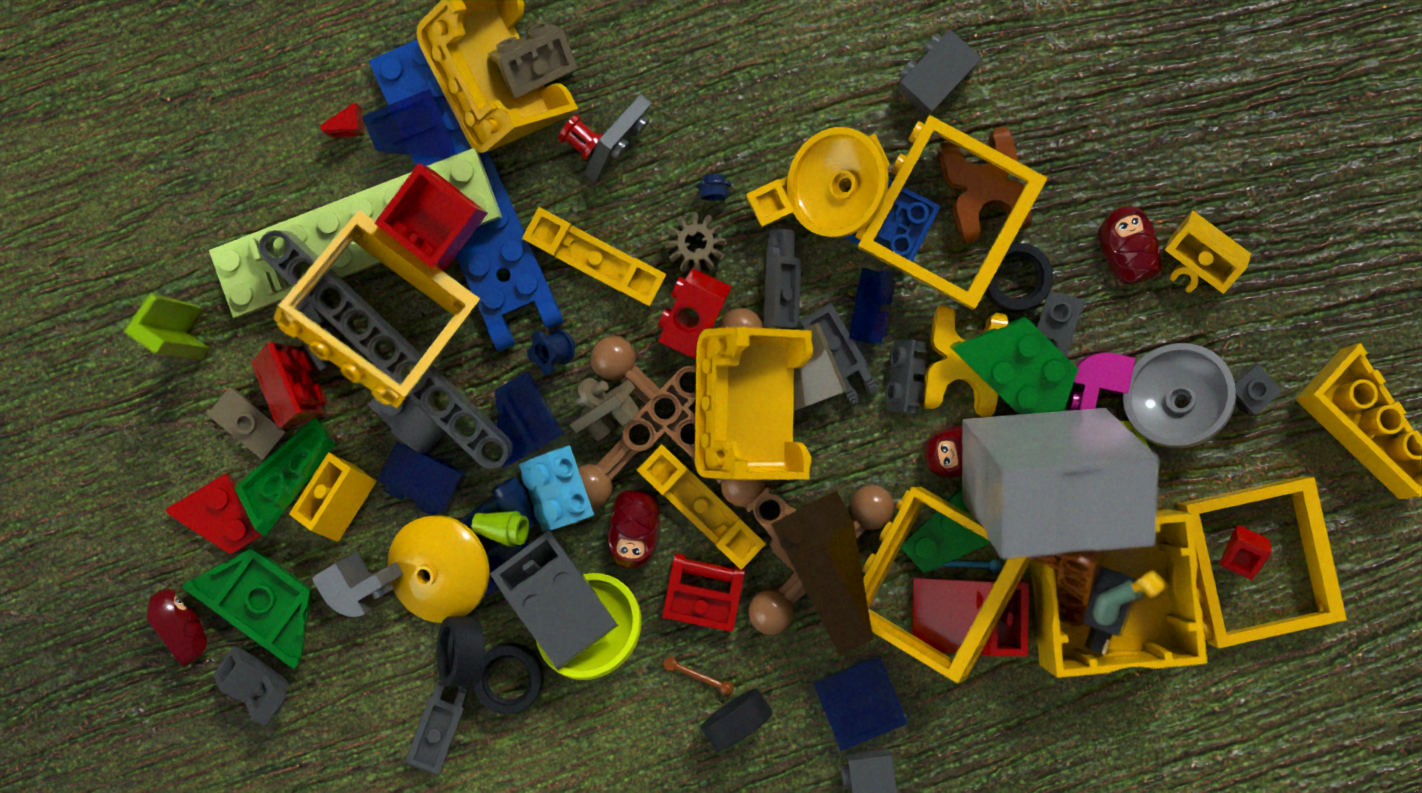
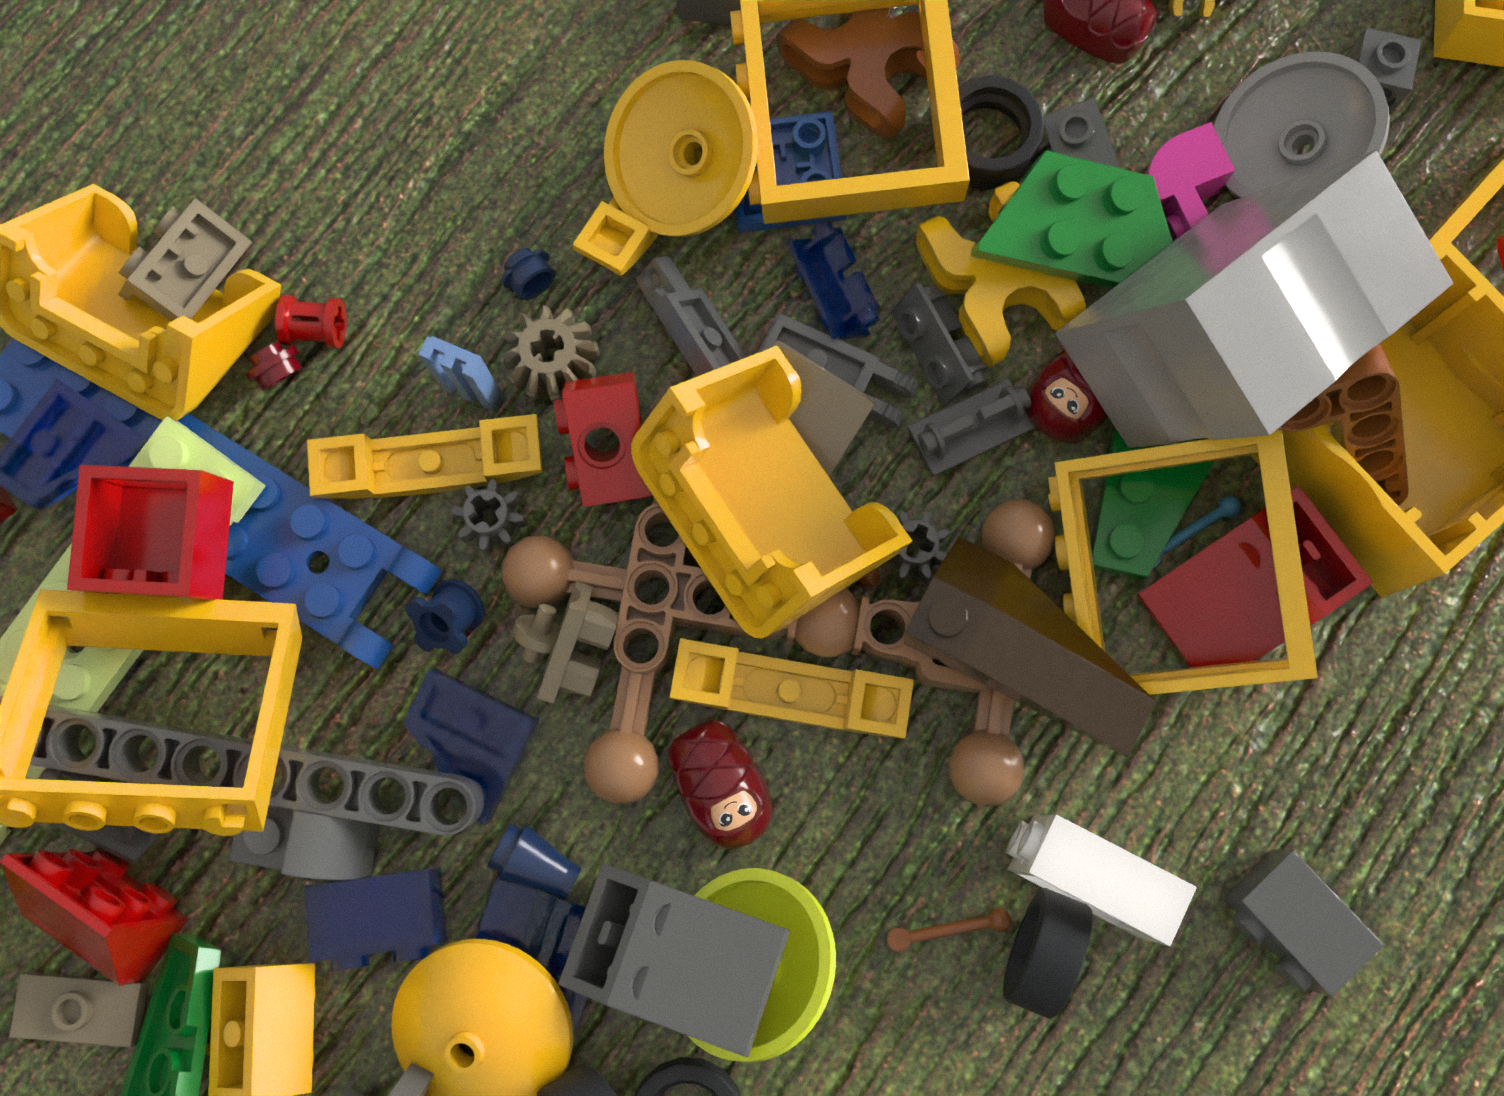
camera: 30 degrees left, 10 degrees down
(502, 527) = (534, 905): lime cone -> none
(546, 149) = (273, 365): none -> dark red plate
(556, 489) = (573, 797): medium azure plate -> none
(599, 304) = (479, 502): none -> dark grey gear
(616, 138) = (355, 289): dark grey wing -> none
(641, 226) = (470, 378): none -> medium blue tile
(701, 604) = (885, 824): red plate -> none
(785, 702) = (1102, 875): none -> white window
(825, 478) = (929, 547): none -> dark grey gear
(860, 702) = (1193, 811): clear blue plate -> none
(891, 432) = (972, 426): none -> dark grey hinge
(1113, 603) = (1436, 430): torso -> none

